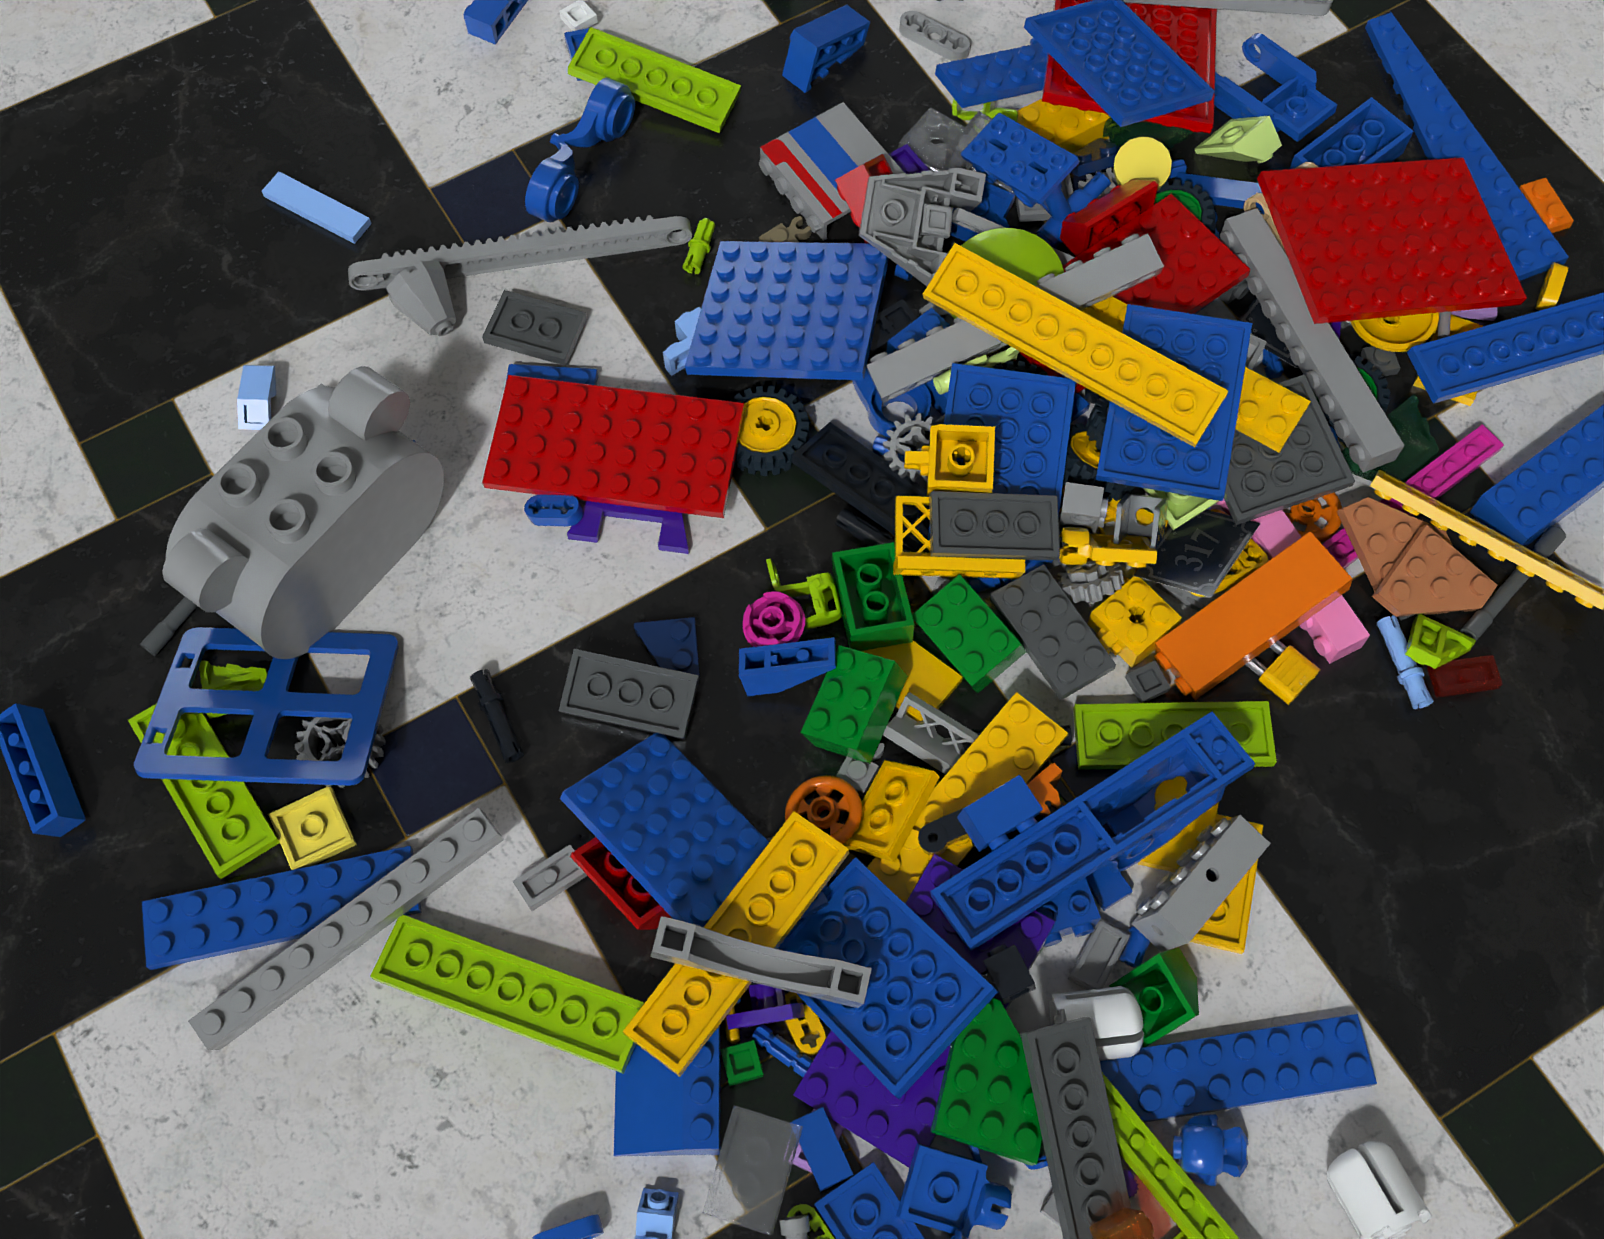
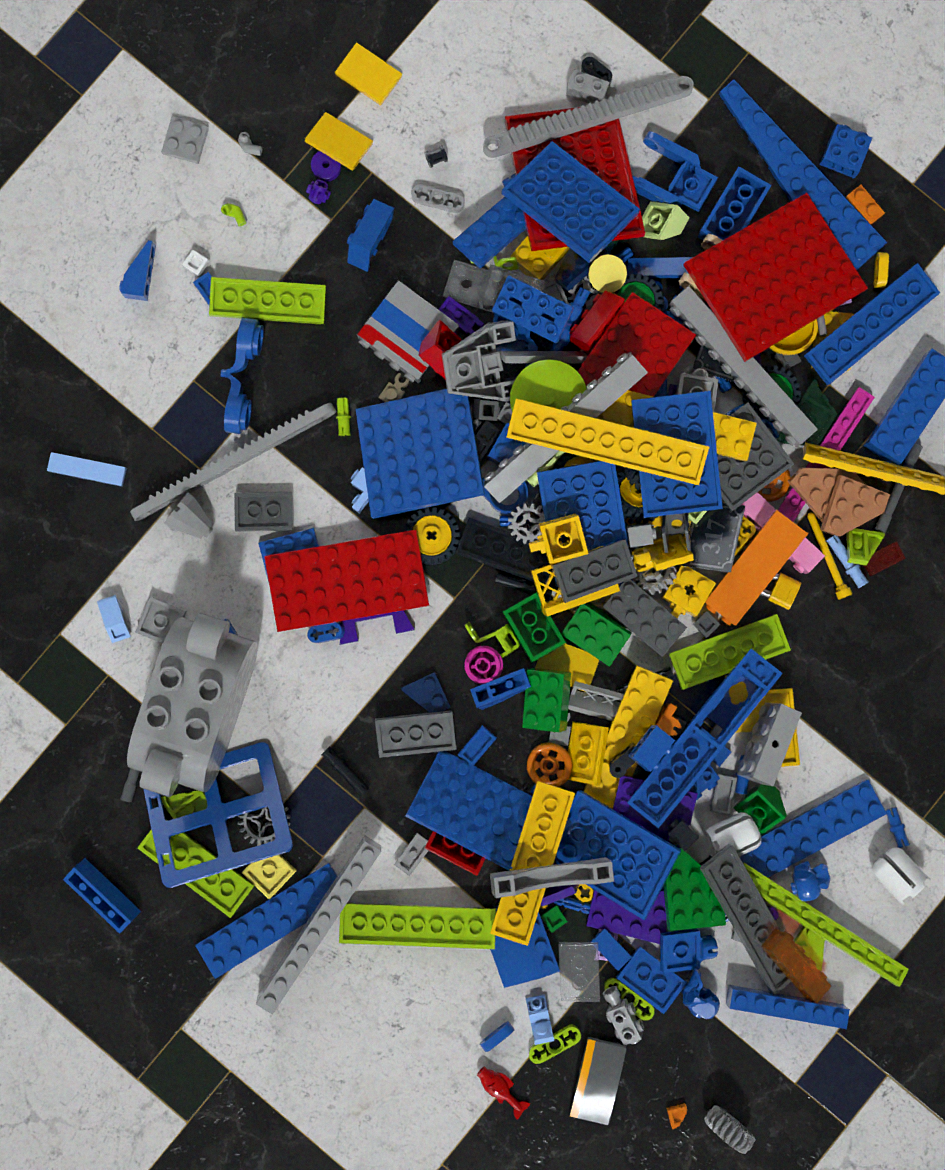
camera: 20 degrees left, 20 degrees up
(719, 747) = (477, 746): none -> blue tile
(909, 287) = (486, 409): none -> dark grey brick
(1385, 702) = (842, 590): none -> yellow piece
(1390, 1113) = (897, 827): none -> blue pin
(1532, 129) = (846, 150): none -> blue brick

